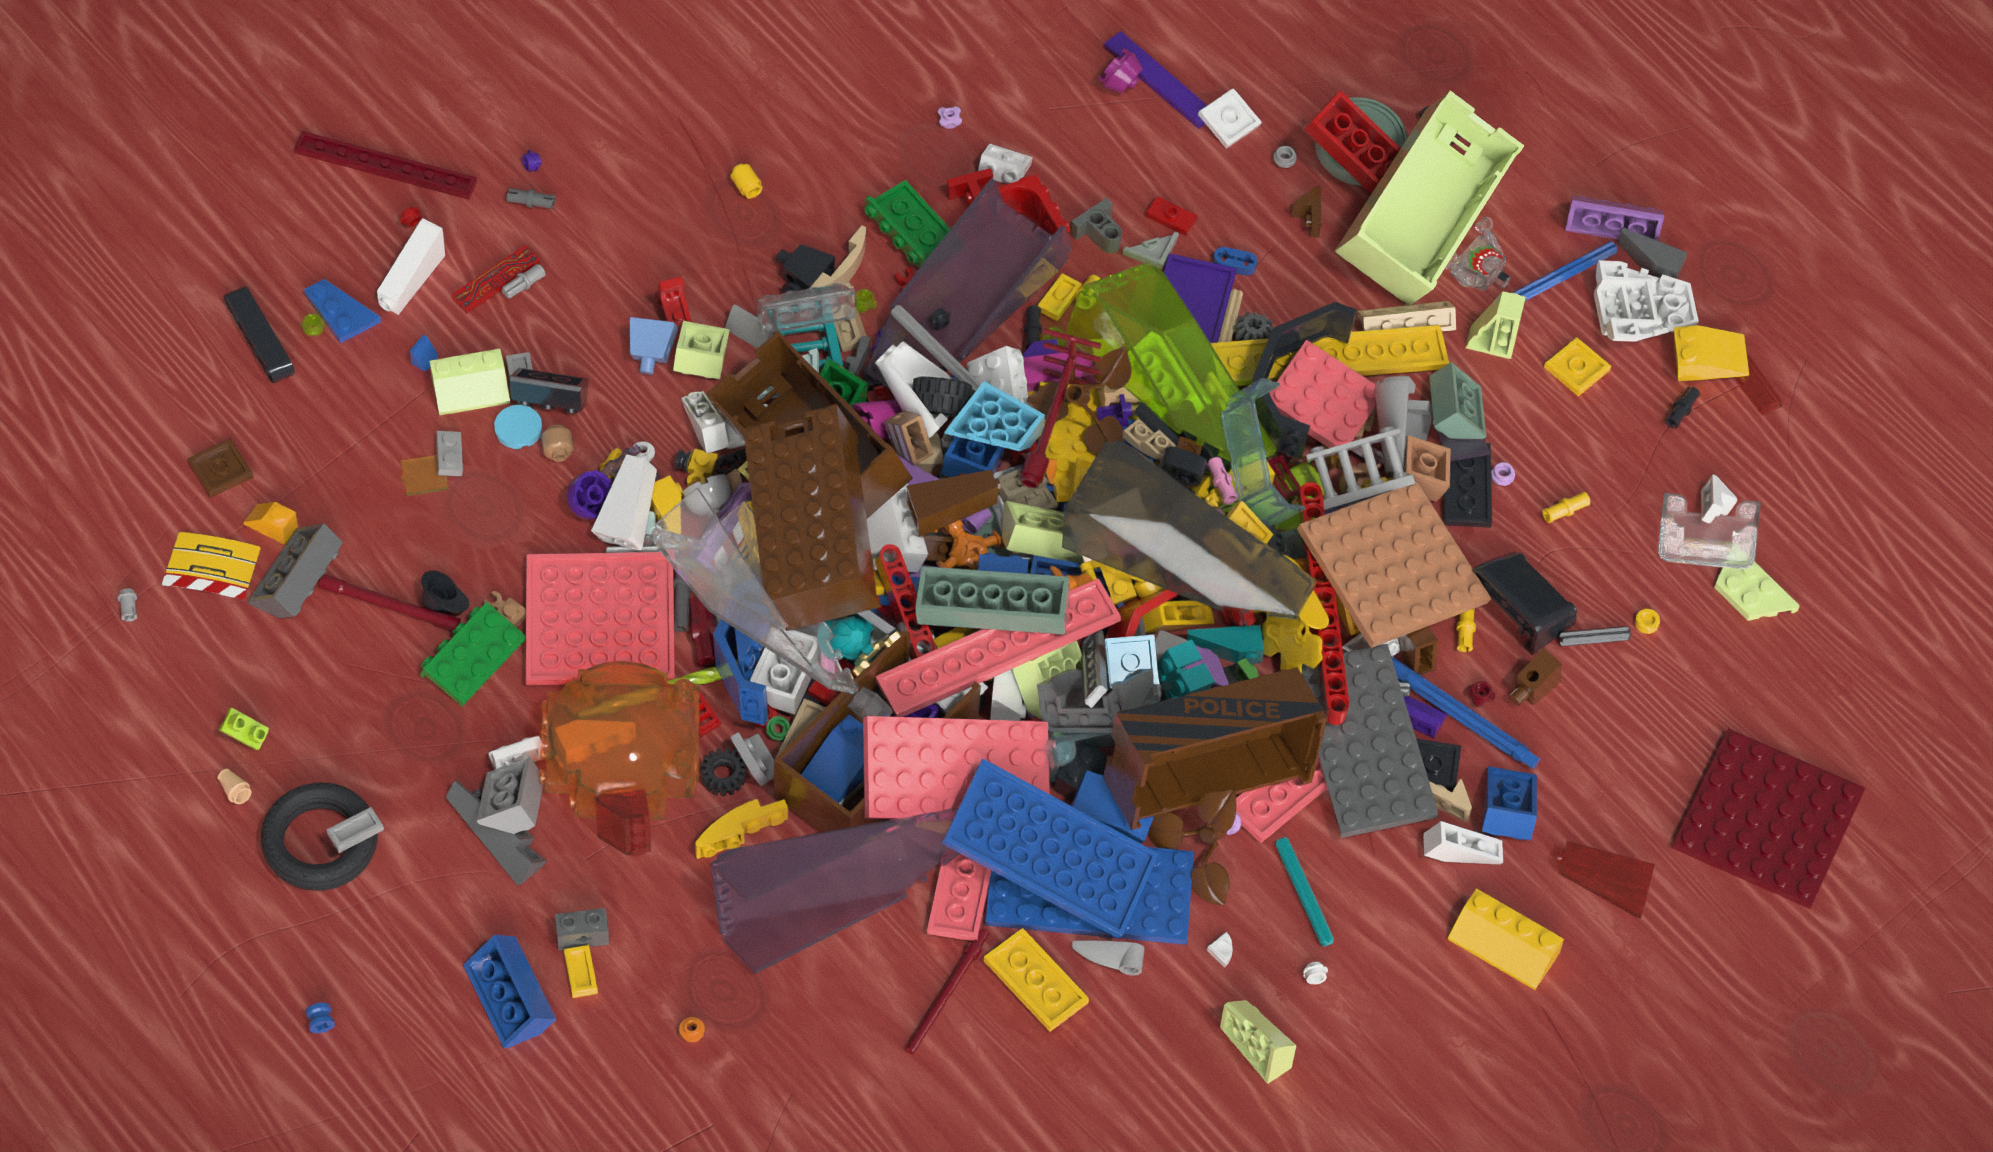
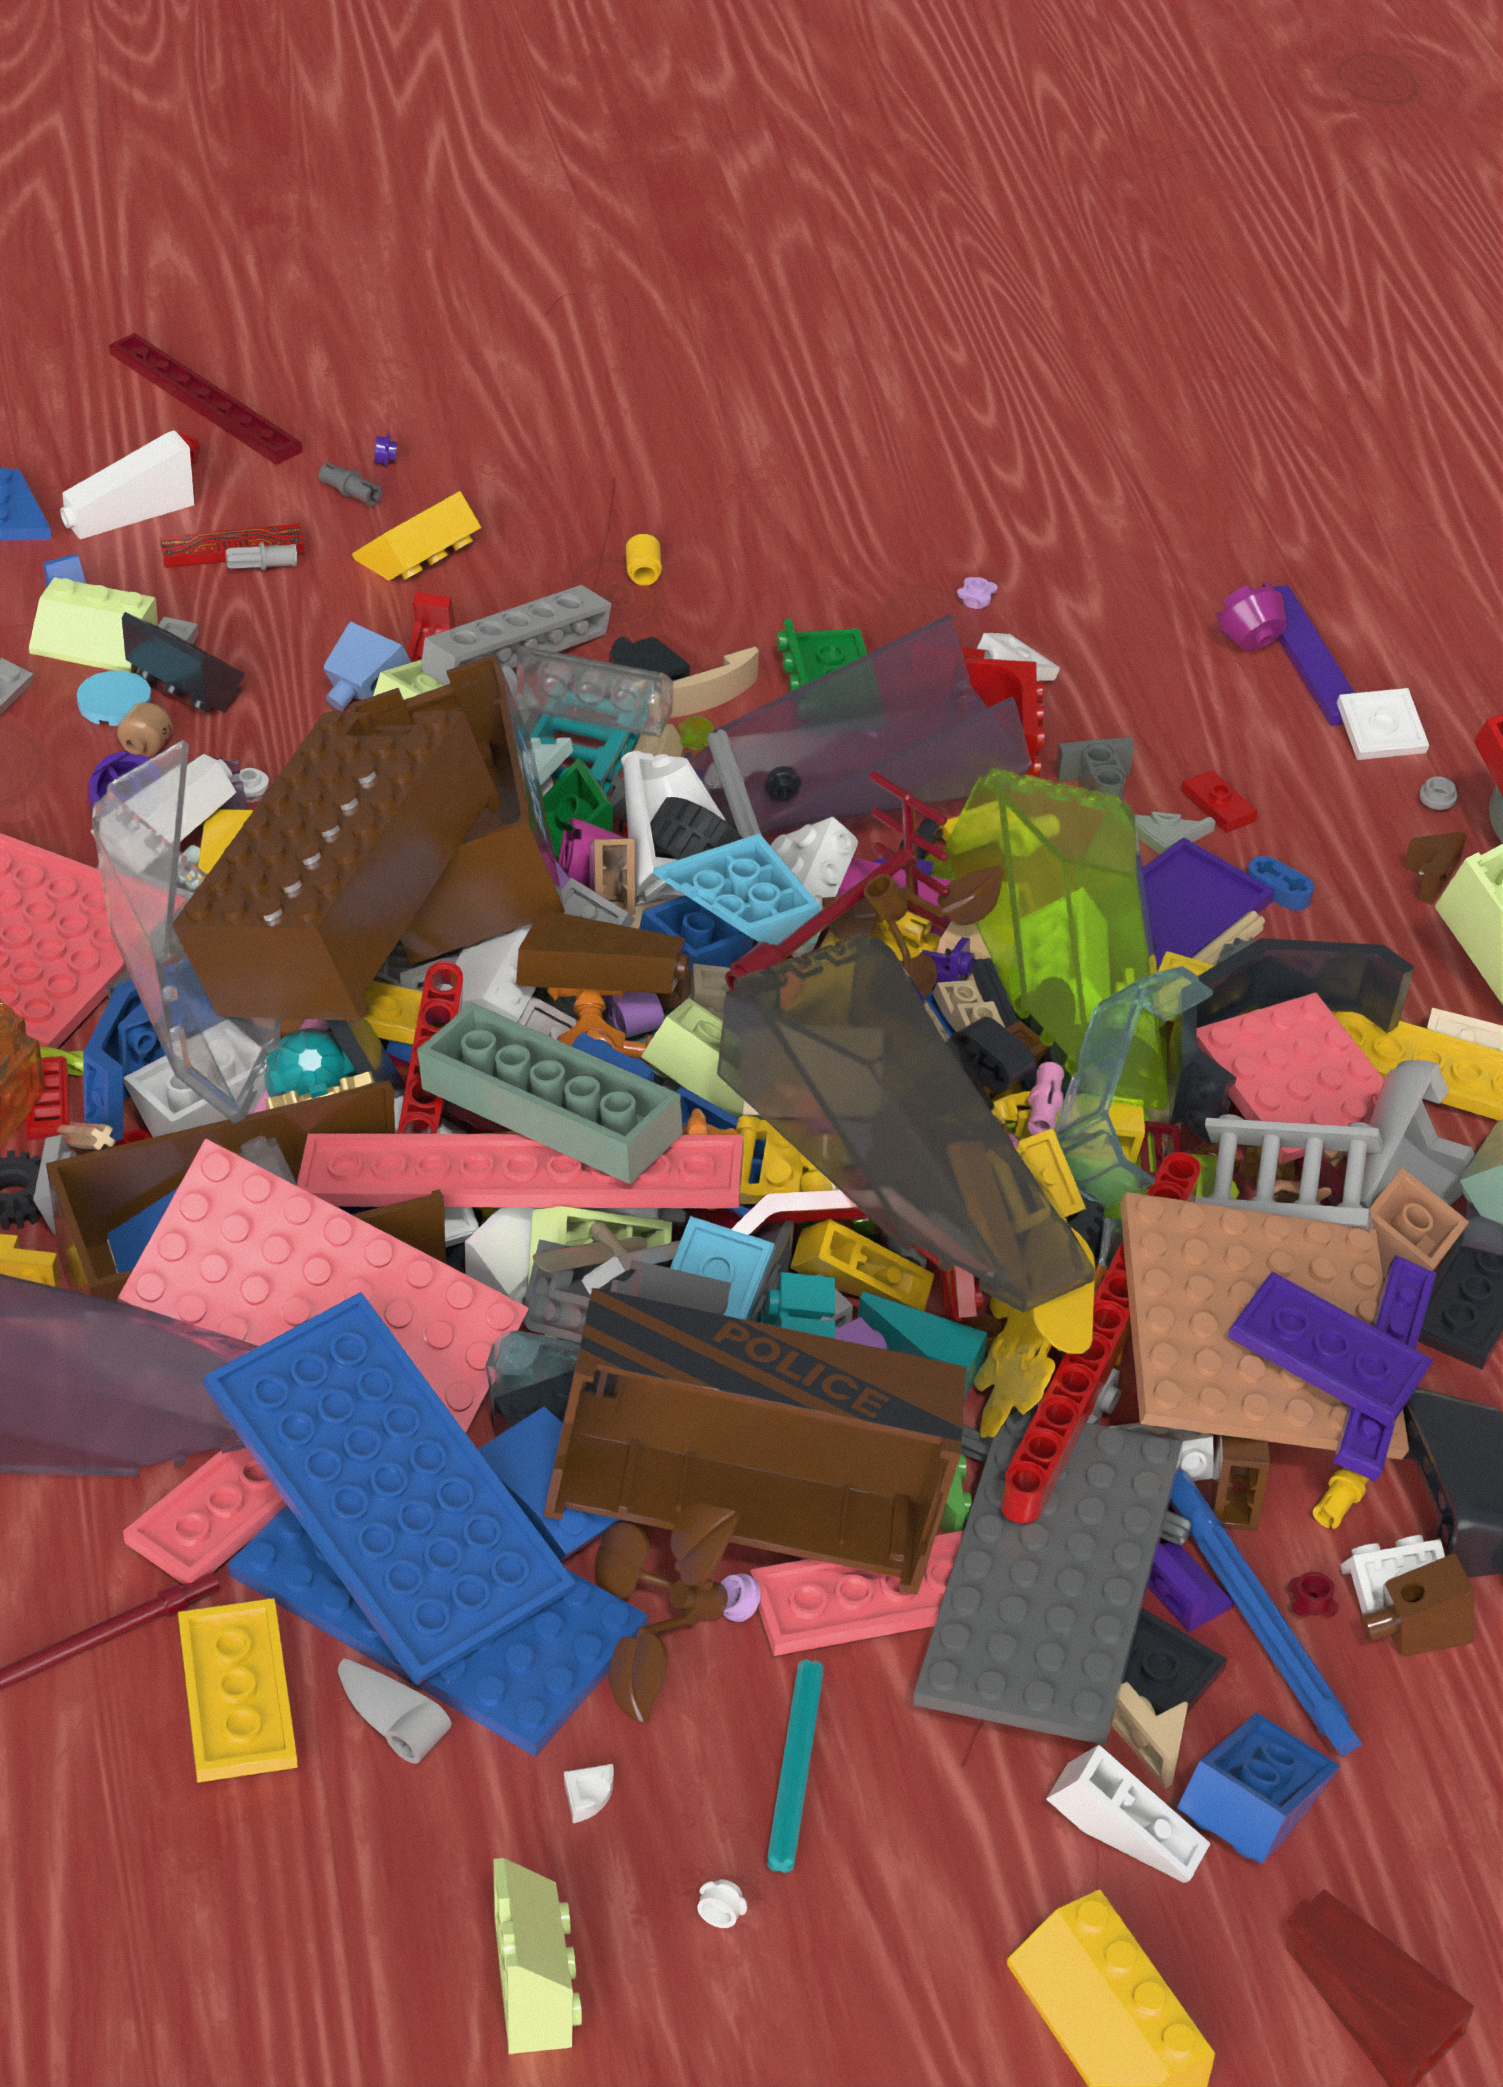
camera: 30 degrees right, 15 degrees down
(605, 225) = (420, 539): none -> yellow slope
(724, 280) = (542, 624): none -> light grey brick
(758, 728) = (87, 1135): none -> tan axle
(921, 468) = (588, 904): none -> light grey plate
(1064, 677) = (588, 1254): none -> dark tan sword
(1437, 565) = (1330, 1349): none -> dark purple tile
(1462, 560) = (1400, 1315): none -> dark purple tile
(1511, 662) = (1373, 1566): none -> white bracket

